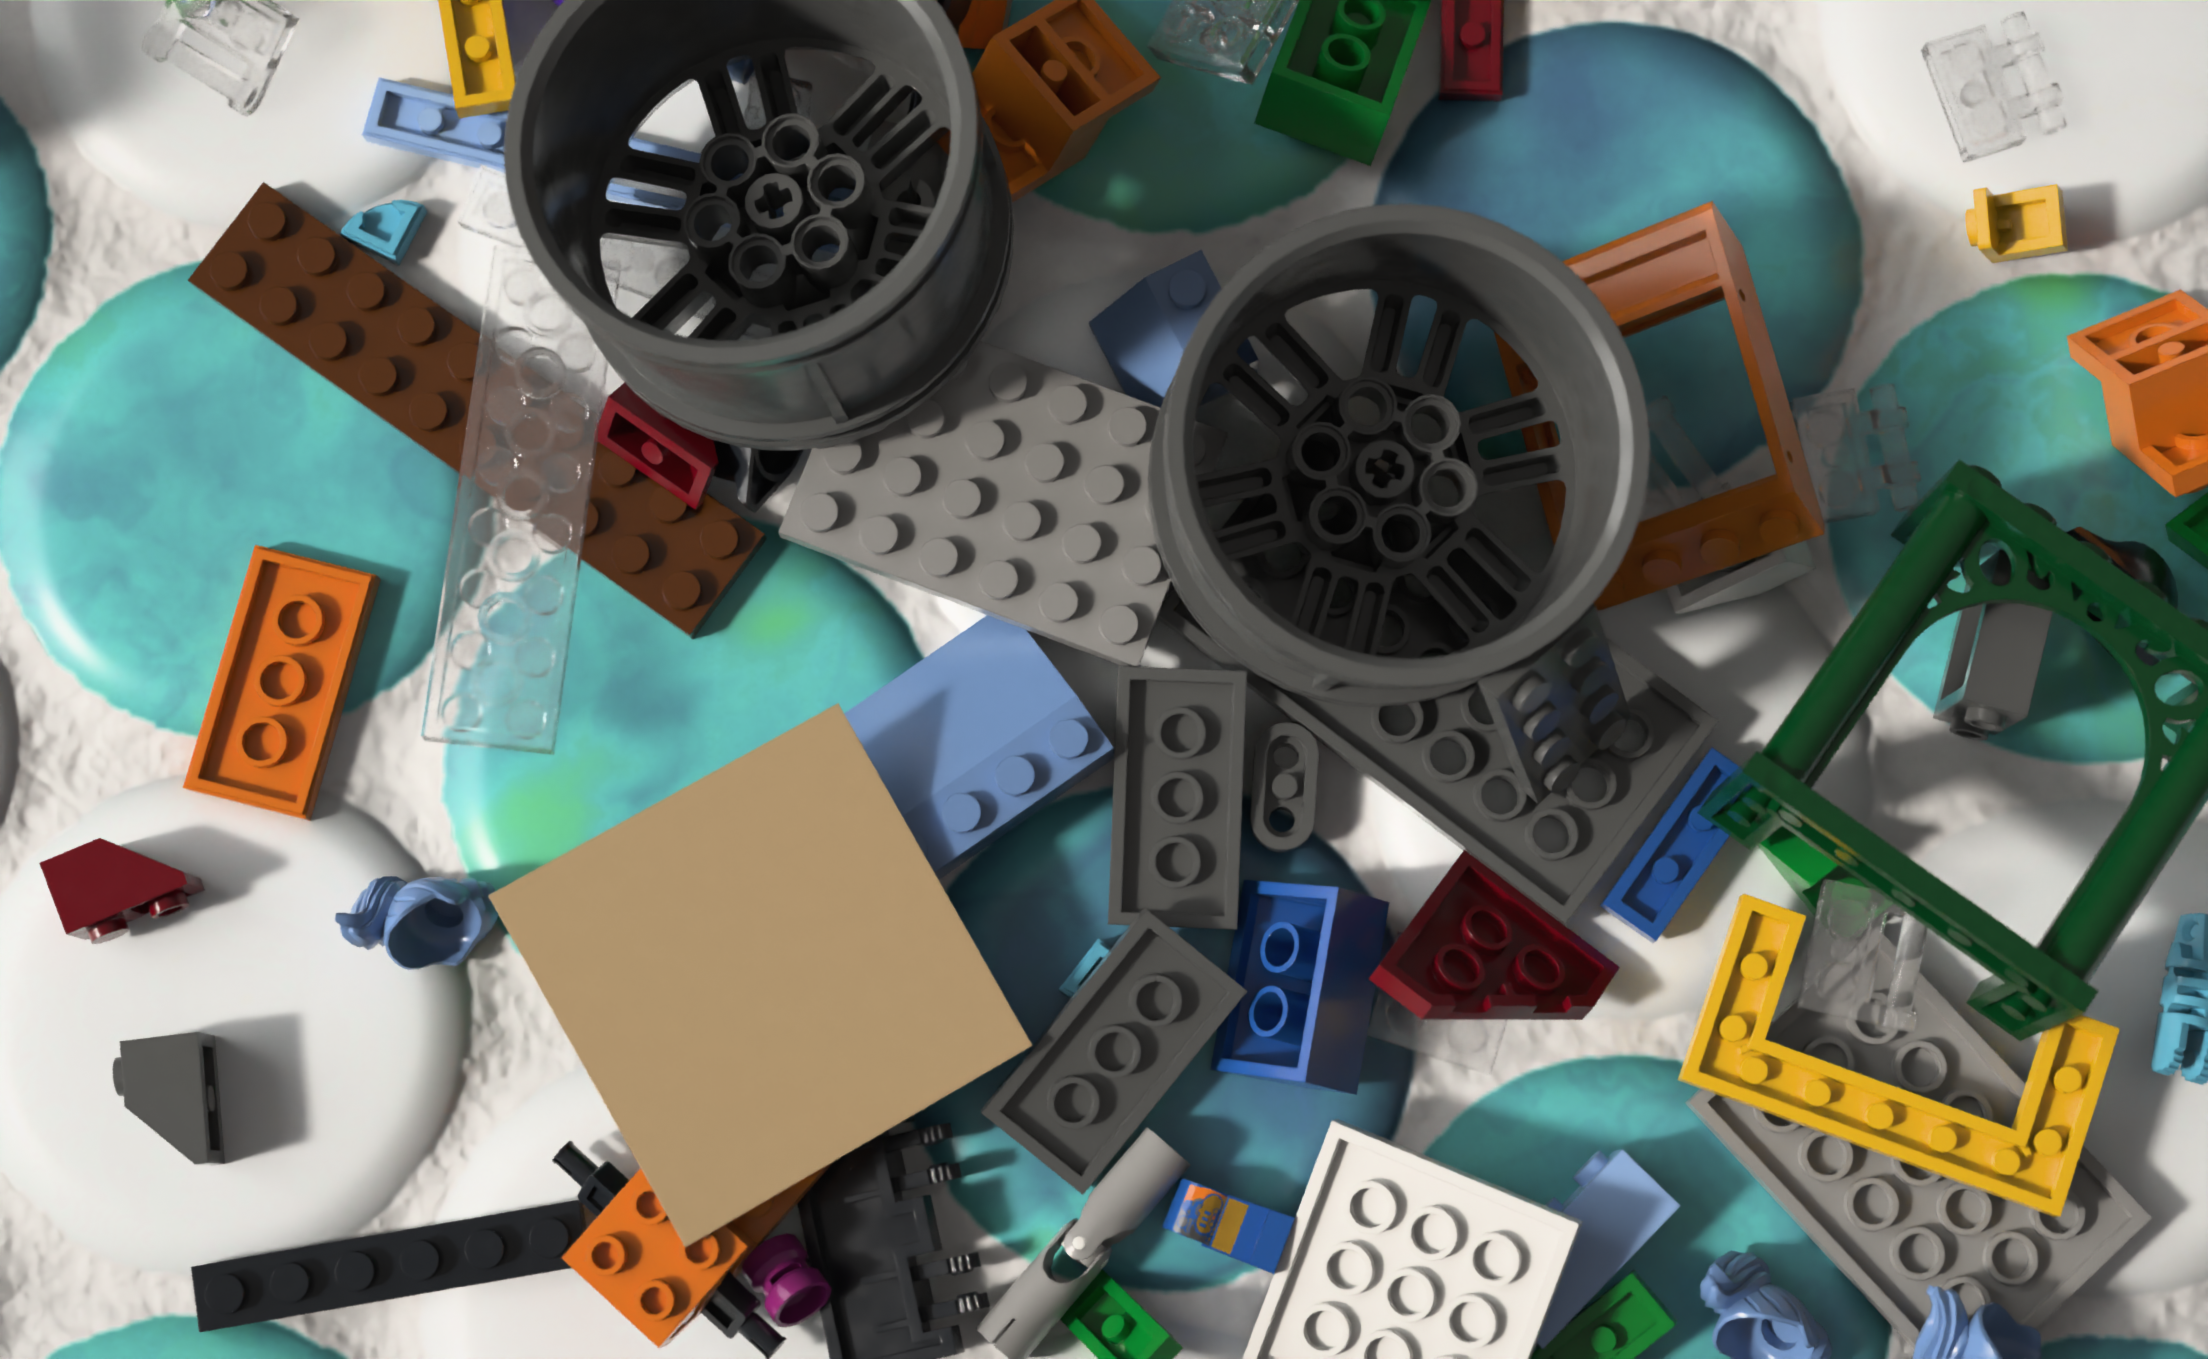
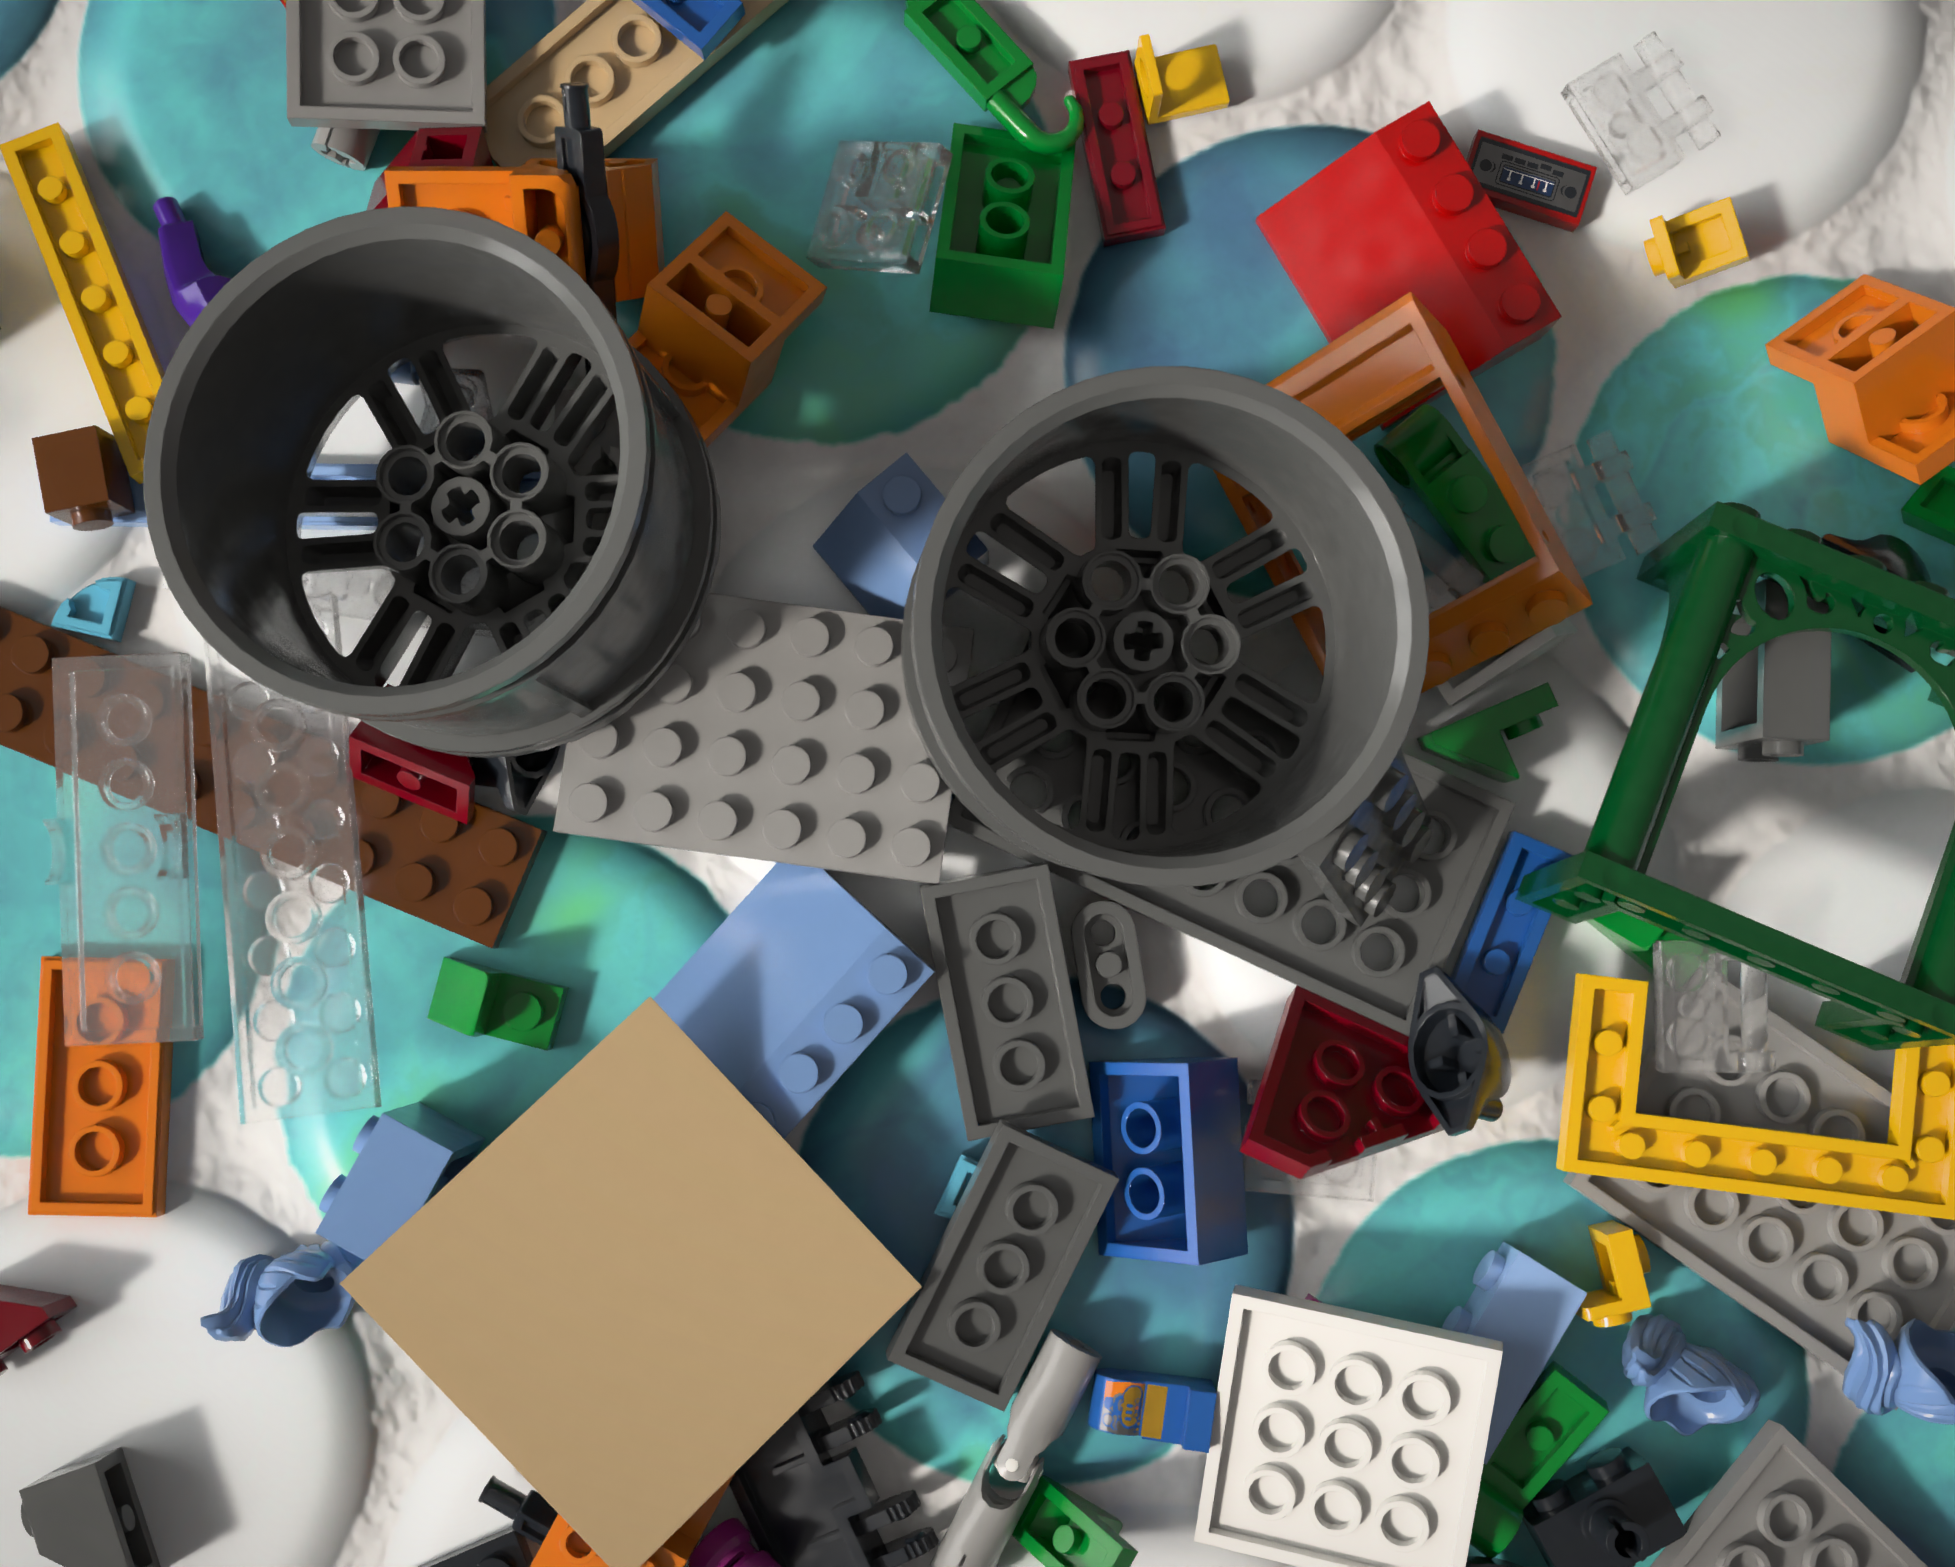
camera: 15 degrees left, 5 degrees up
(365, 459) = (126, 849): none -> clear piece
(410, 100) = (83, 478): none -> reddish brown brick
(549, 819) = (398, 1170): none -> medium blue brick
(681, 690) = (497, 1004): none -> green slope
(1604, 943) = (1456, 1055): none -> black hat
(1692, 648) = (1477, 739): none -> green slope
(1713, 377) = (1456, 490): none -> green plate
(1723, 1193) = (1621, 1266): none -> yellow bracket
(1746, 139) = (1405, 220): none -> red slope
(1866, 127) = (1531, 180): none -> tile

